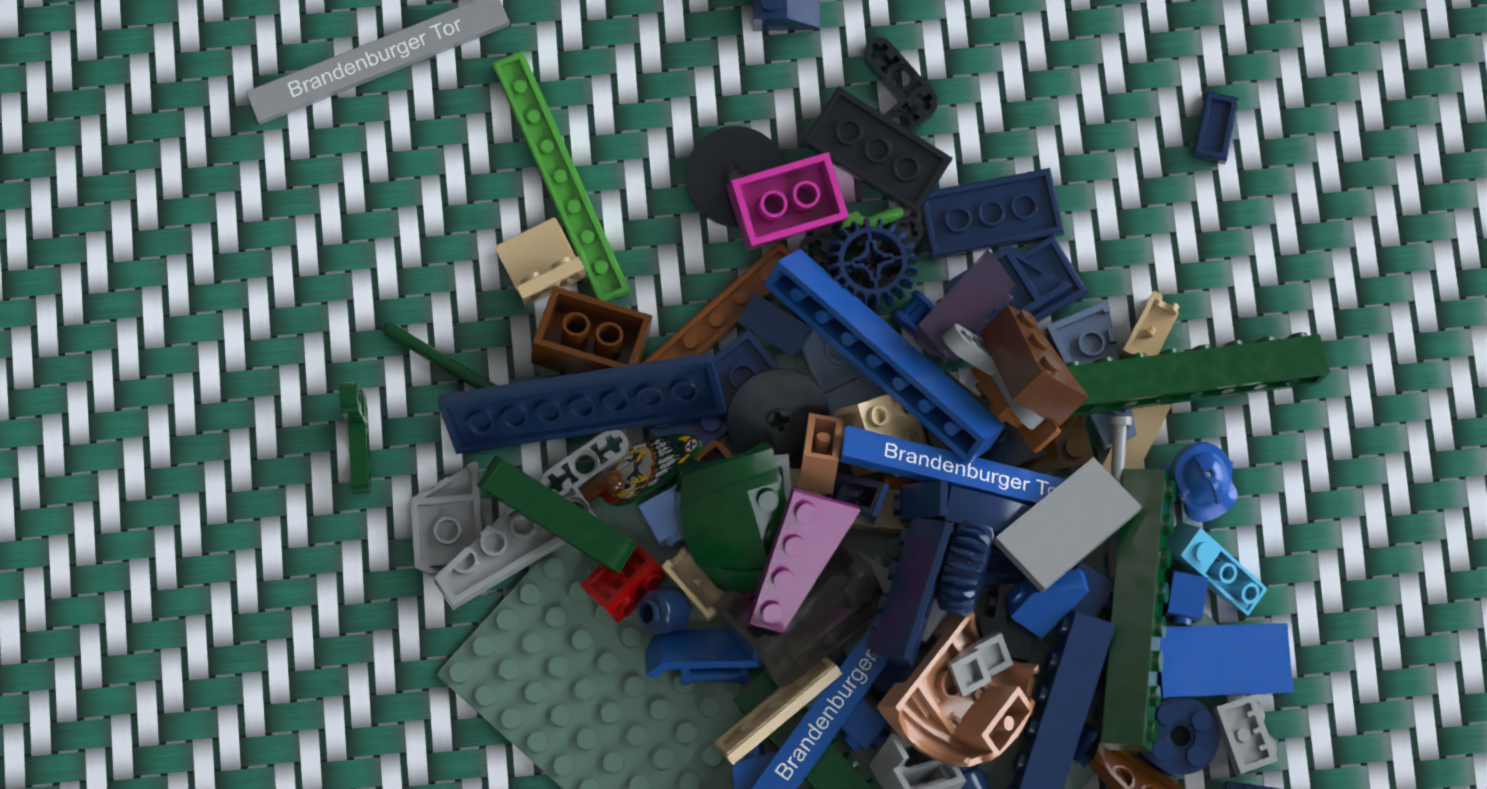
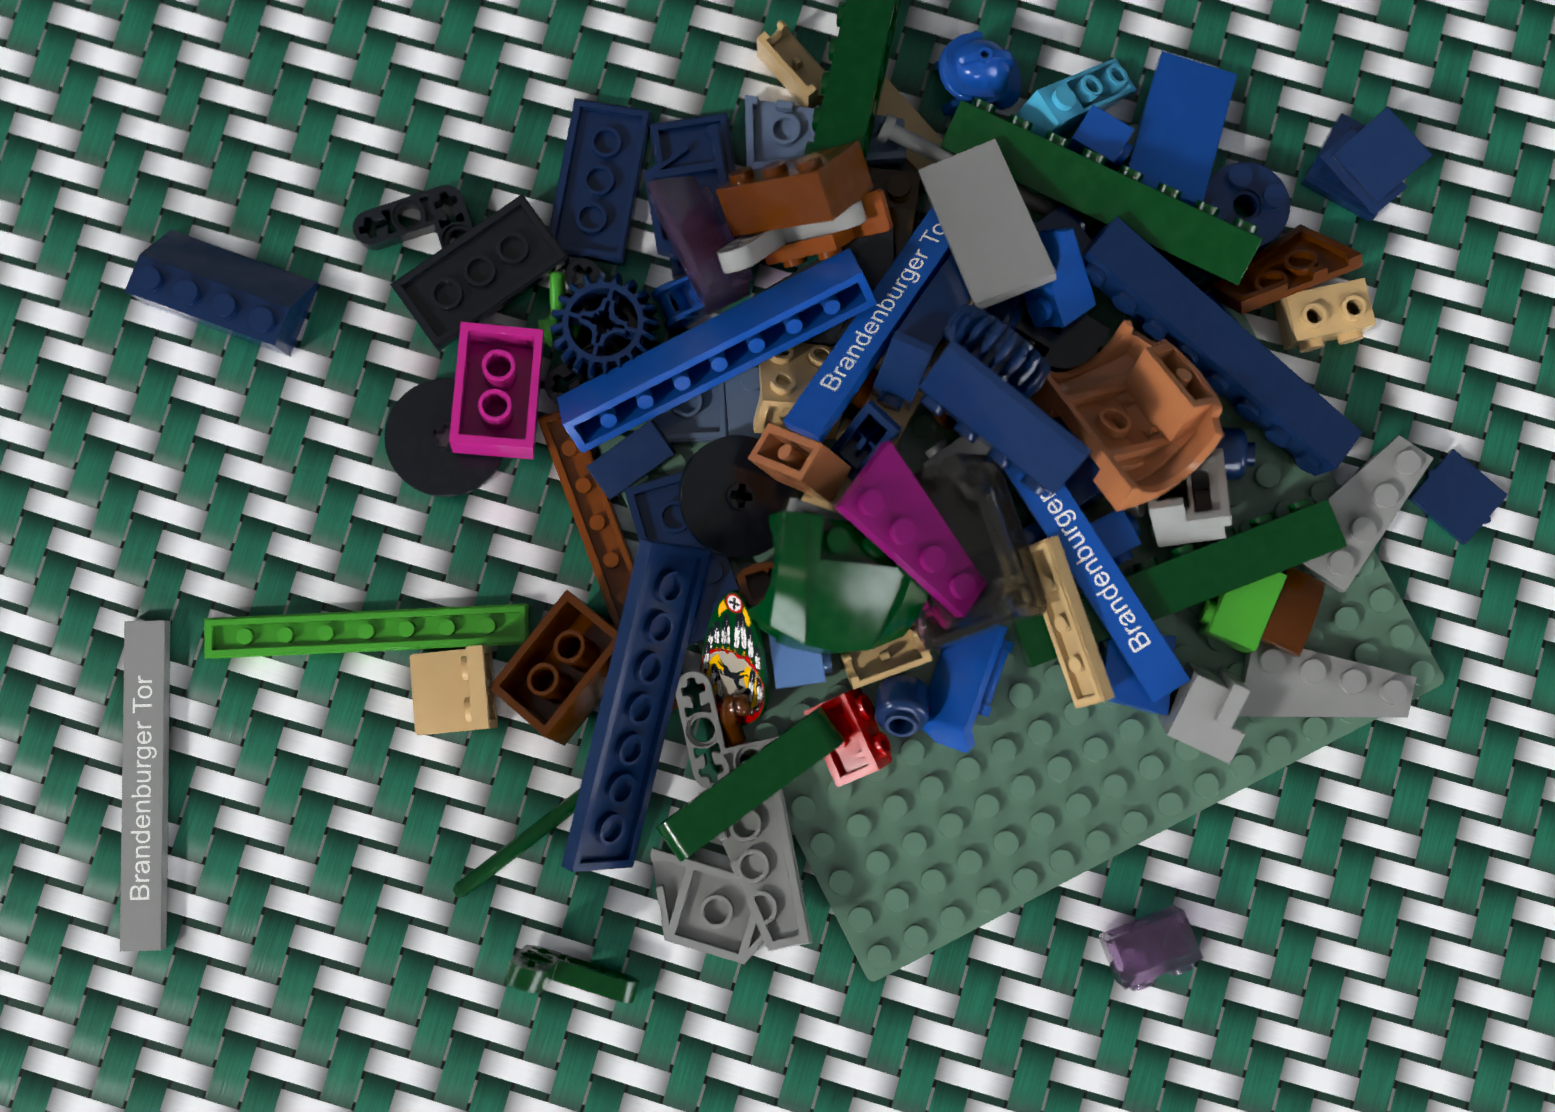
camera: 60 degrees left, 5 degrees up
(979, 662) = (1099, 383): light grey slope -> none
(1245, 734) = (1268, 138): light grey bracket -> none

